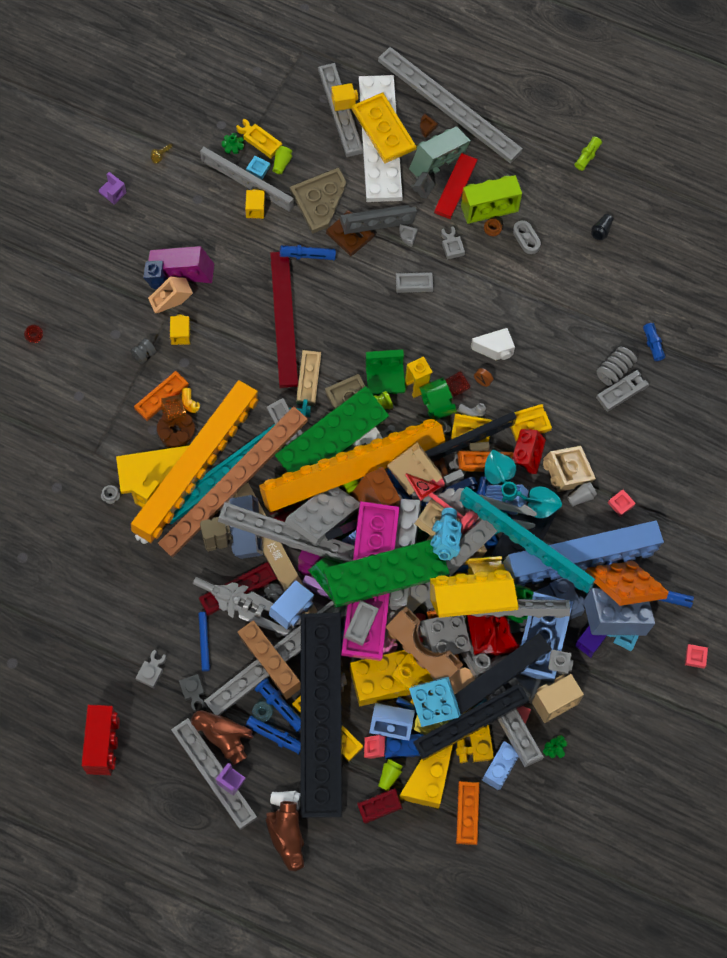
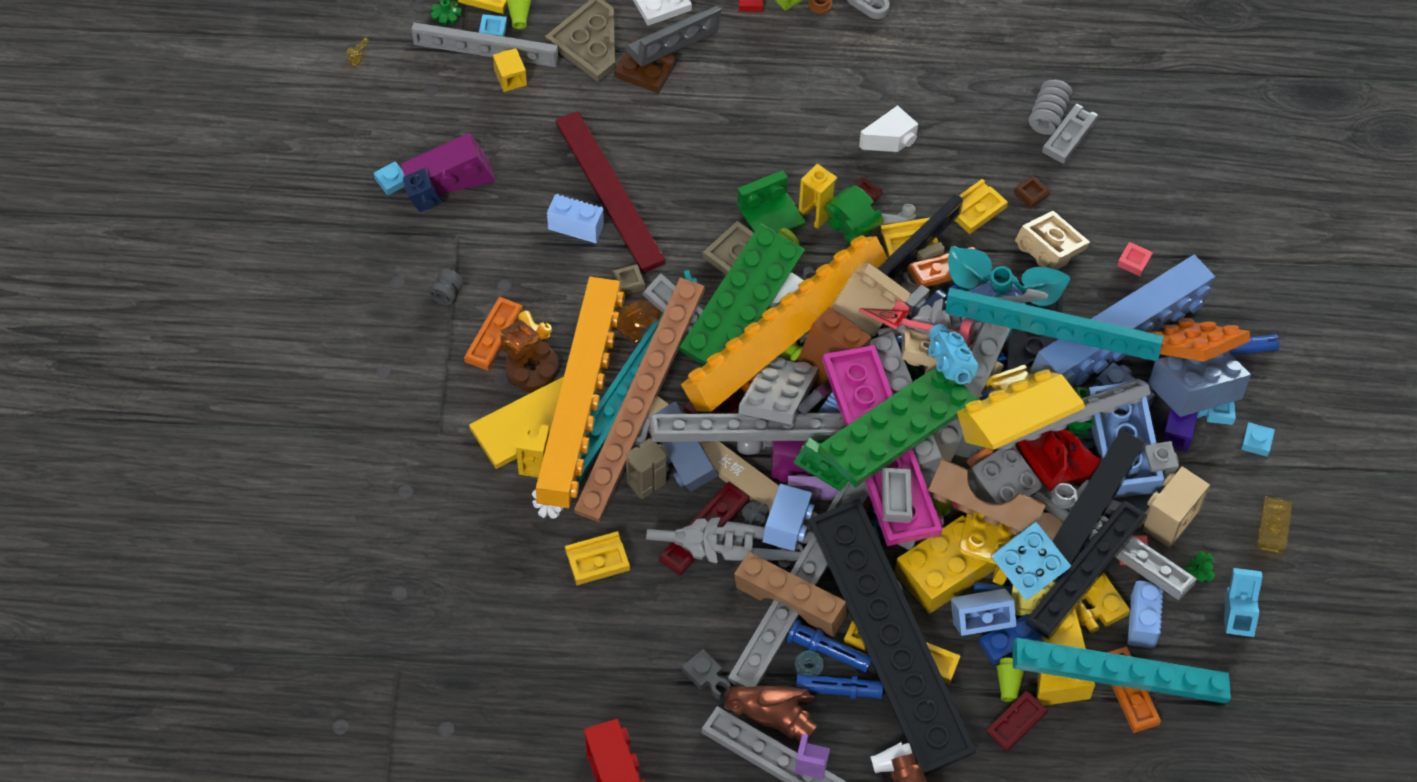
camera: 20 degrees left, 10 degrees down
(33, 329) = (286, 310): clear red plate -> none
(105, 494) = (479, 467): light grey plate -> none
(113, 189) = (315, 111): medium lavender panel -> none
(141, 255) = (390, 178): none -> medium azure plate
(150, 672) = (639, 670): light grey plate -> none
(157, 583) = (597, 558): none -> yellow plate
(170, 294) = (449, 208): light nougat slope -> none
(180, 330) = (482, 246): yellow brick -> none
(204, 641) = (691, 608): blue bar -> none
(250, 332) = (575, 218): none -> light blue brick
(255, 421) = (635, 317): none -> clear orange bracket
(267, 389) = (630, 279): none -> dark tan tile
(307, 252) = (593, 105): blue pin -> none
(308, 377) = (673, 246): tan tile -> none
(374, 746) = (974, 652): coral plate -> none
(407, 234) = (718, 45): light grey tile -> none
(414, 282) = (753, 96): light grey tile -> none
(452, 245) = (781, 39): light grey plate -> none
(462, 801) = (1120, 670): none -> teal plate
(483, 377) = (894, 173): dark orange tile -> none
(529, 449) = (992, 235): red bracket -> none
(571, 784) = (1241, 602): none -> medium azure brick
(574, 425) = (1031, 192): none -> reddish brown tile
(583, 494) = (1083, 264): light grey cone -> none
(624, 735) = (1274, 525): none -> clear yellow plate
(643, 668) = (1257, 439): none -> medium azure plate
(654, 341) = (1080, 66): blue pin -> none
(696, 656) = (1314, 401): coral plate -> none

